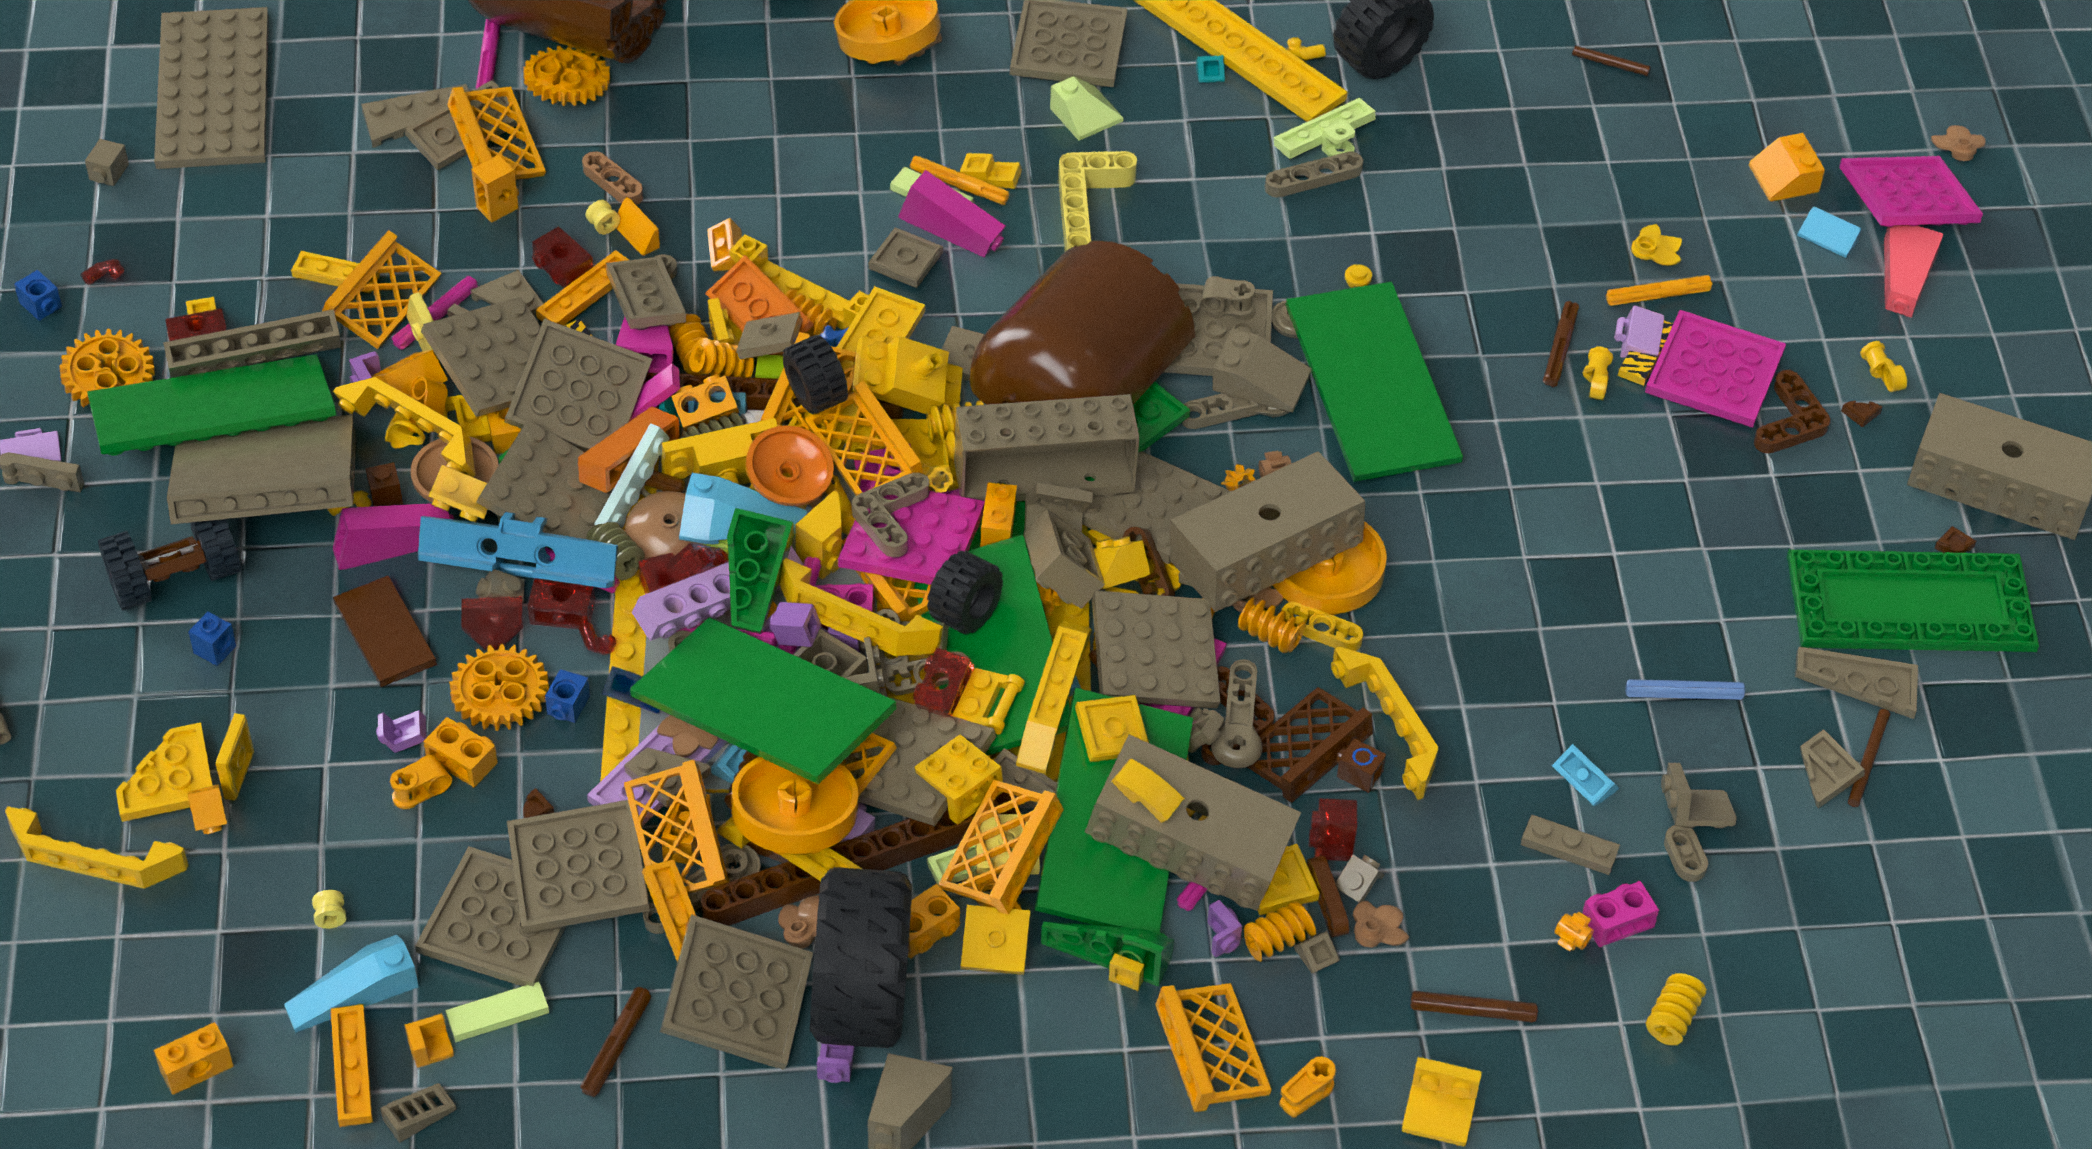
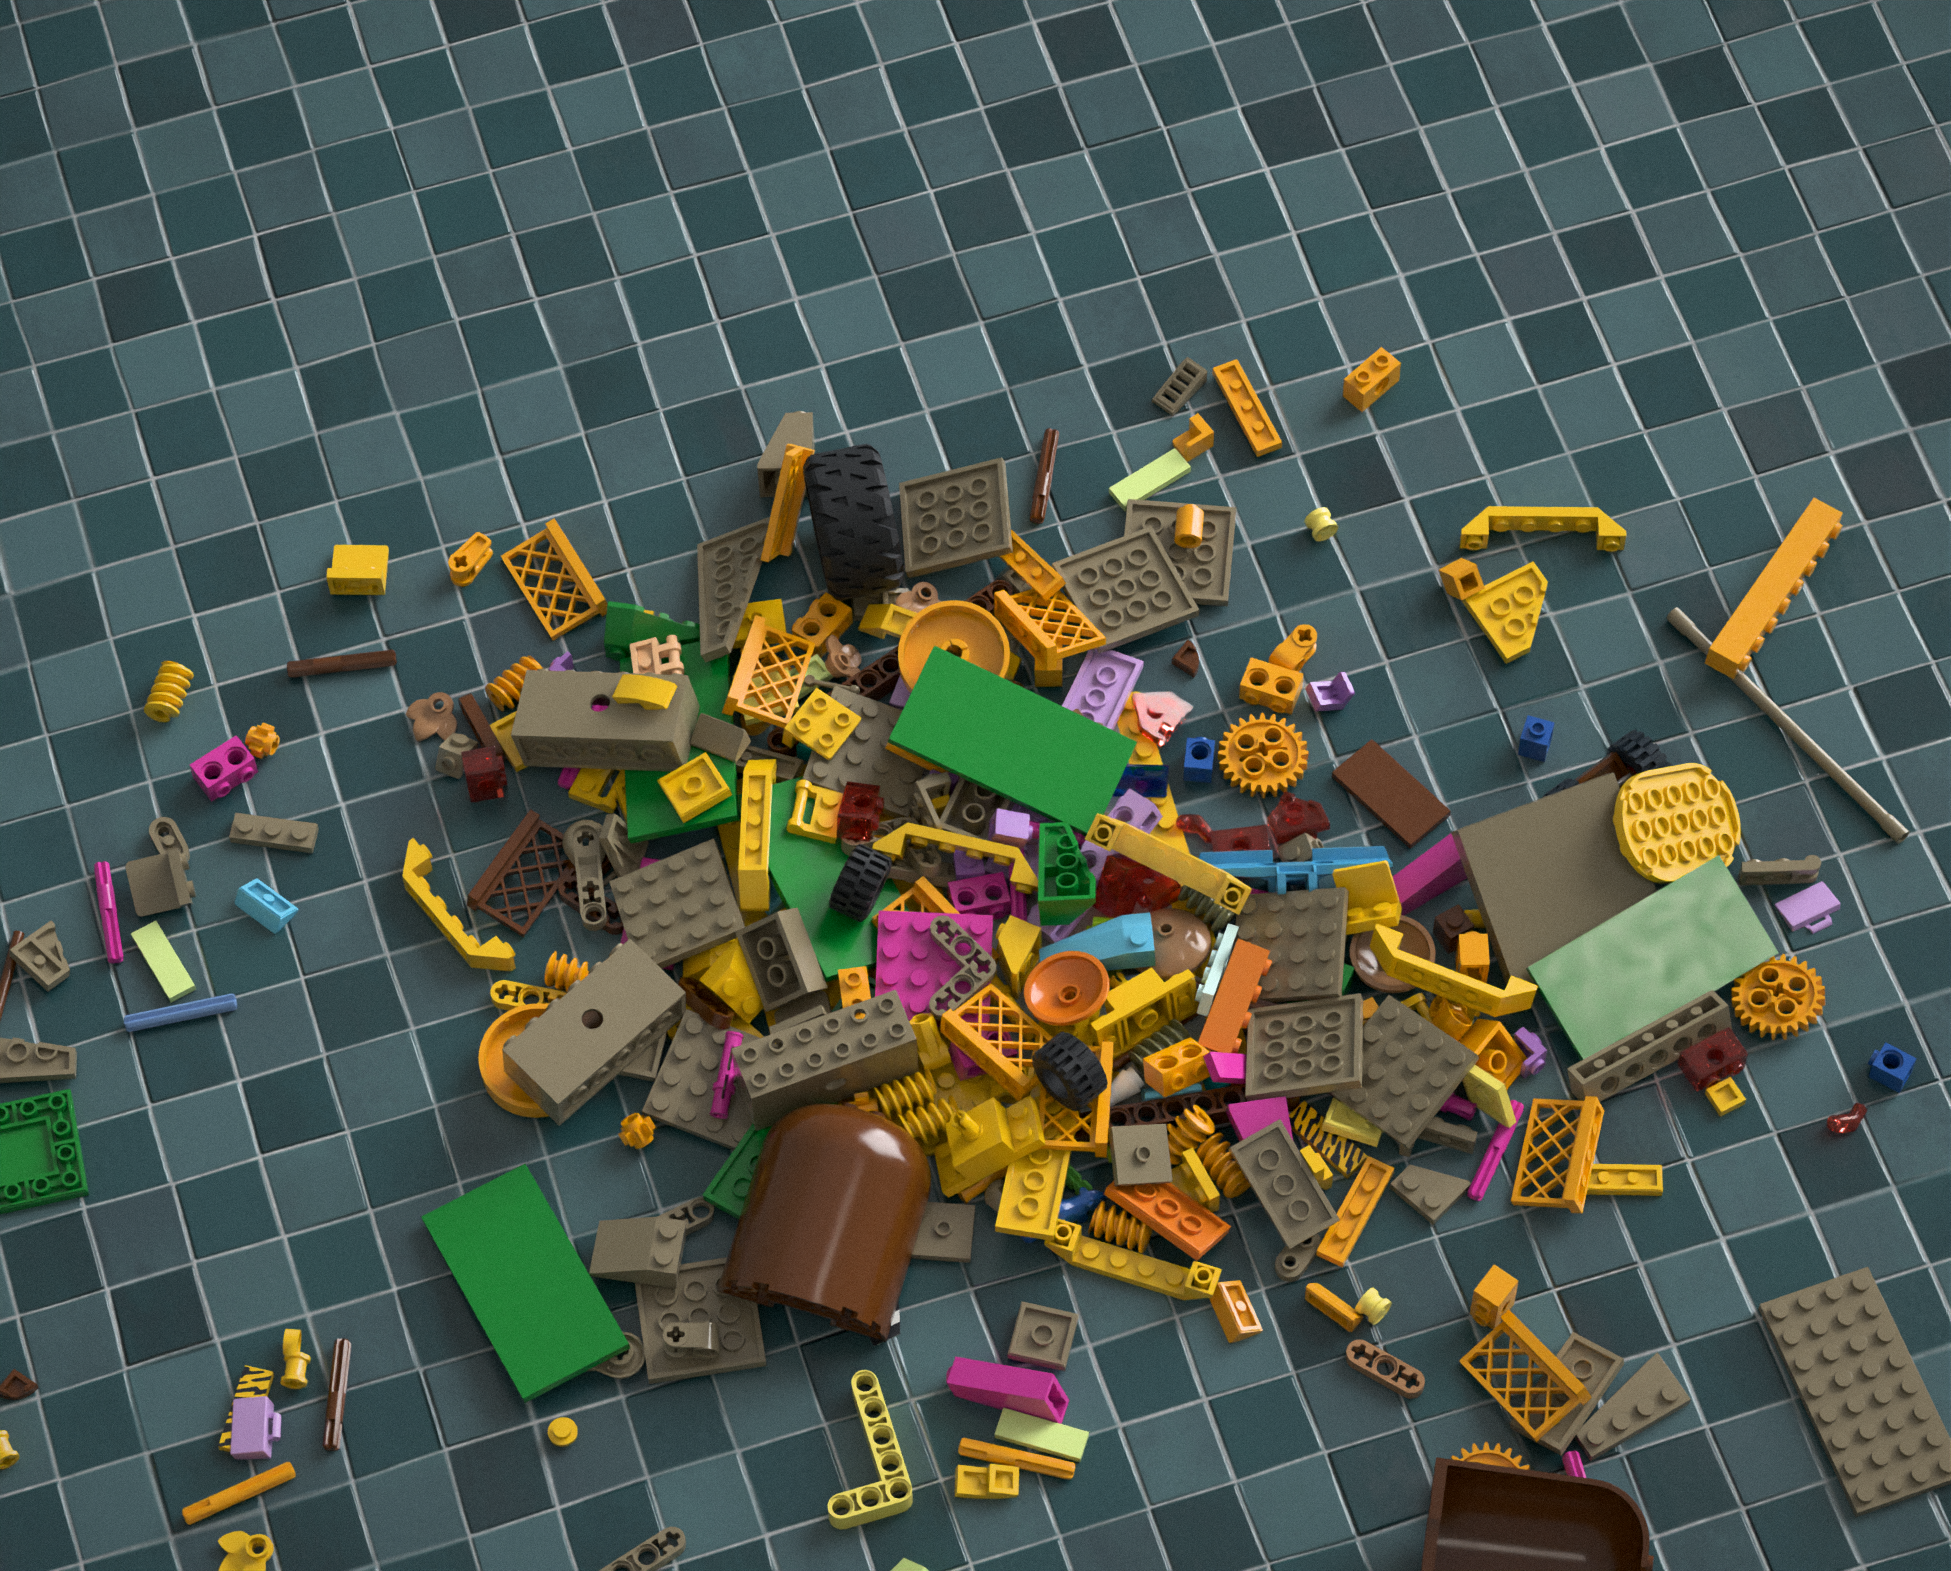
camera: 170 degrees right, 10 degrees up
(106, 162) = (1914, 1248): dark tan brick -> none
(122, 491) = (1675, 821): none -> yellow plate
(234, 757) = (1458, 622): yellow plate -> none
(364, 978) = (1269, 478): medium azure wedge -> none
(382, 440) = (1473, 955): none -> light orange brick
(479, 920) = (1189, 526): none -> light orange brick
(561, 257) = (1401, 1255): clear red brick -> none
(587, 747) = (1159, 714): none -> clear red plate
(597, 514) = (1169, 860): none -> yellow slope
(610, 312) = (1318, 1167): none -> yellow slope
(654, 761) = (1082, 688): dark tan wing -> none
(910, 822) = (810, 681): none -> dark tan hinge
(916, 867) = (842, 659): none -> medium nougat plate
(932, 1017) = (786, 504): none -> light orange fence
(1015, 979) = (725, 581): none -> dark tan wing
(1072, 773) = (719, 738): none -> dark tan slope
(1131, 895) = (647, 656): none -> light nougat plate
(1148, 479) = (721, 1106): none -> dark pink pin
(1273, 462) = (605, 1156): medium nougat gear -> none
(1317, 952) = (476, 684): dark tan slope -> none
(1360, 765) = (470, 857): reddish brown brick -> none
(1700, 742) = (163, 961): none -> yellowish green tile
(1715, 368) = (171, 1398): dark pink plate -> none
(1755, 801) = (108, 912): none -> dark pink axle
(1800, 420) = (76, 1363): reddish brown beam -> none

